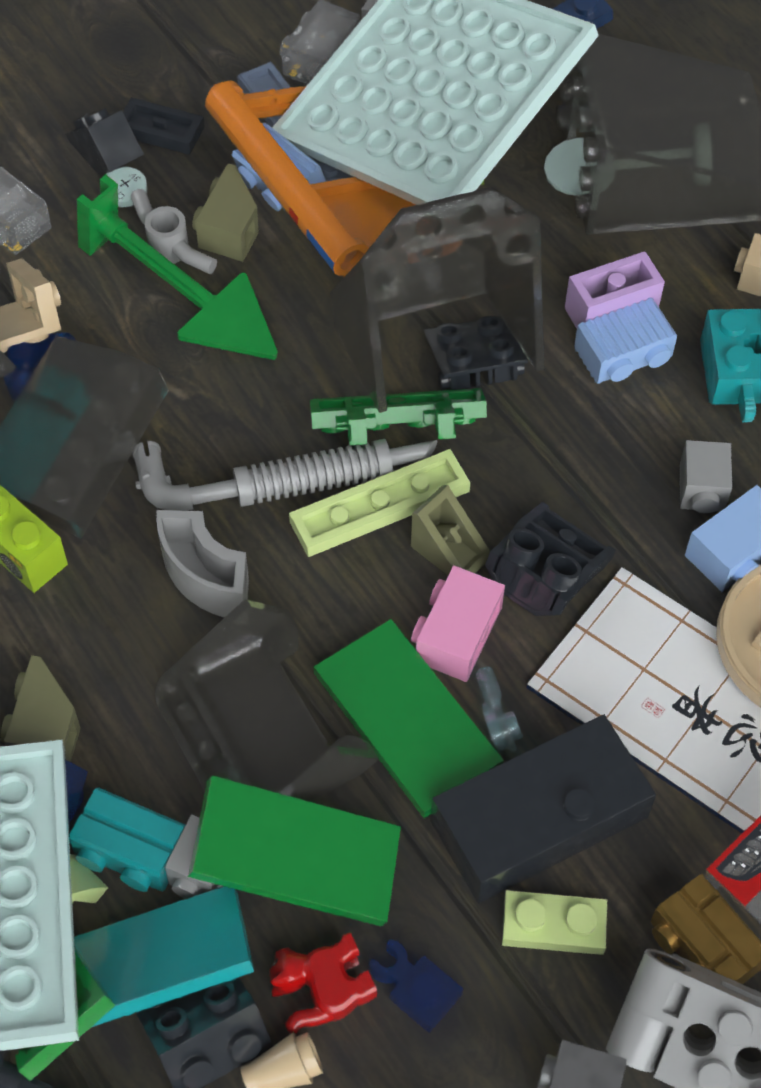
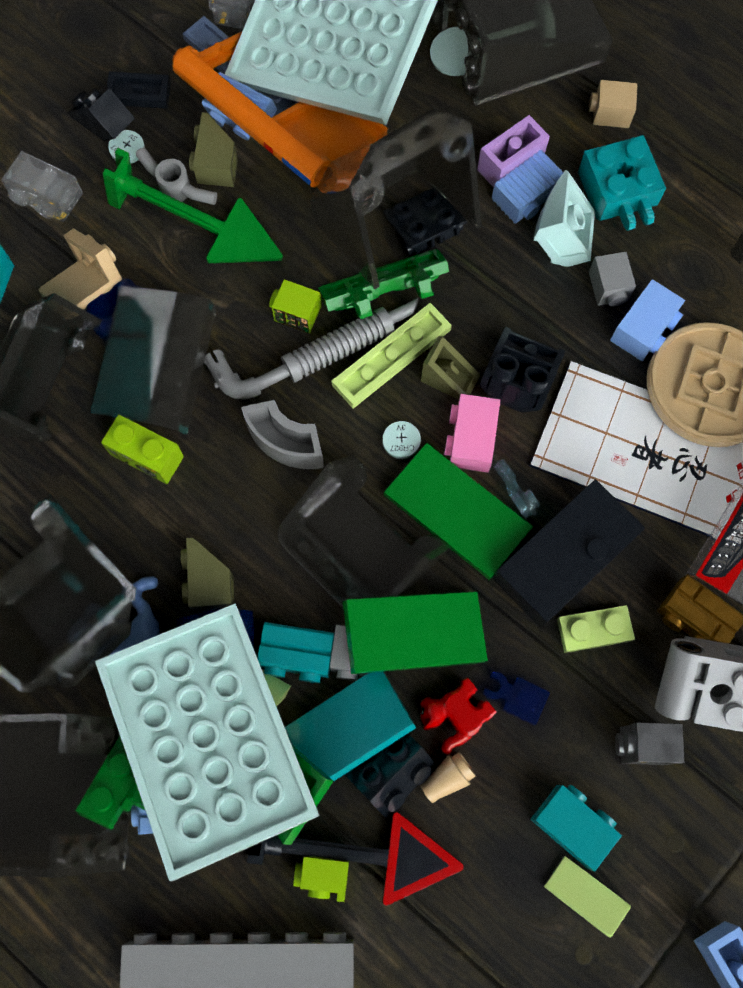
camera: 15 degrees left, 15 degrees up
(273, 414) = (295, 306): none -> lime brick
(360, 610) = (401, 440): none -> light aqua piece
(660, 393) = (566, 224): none -> light aqua slope

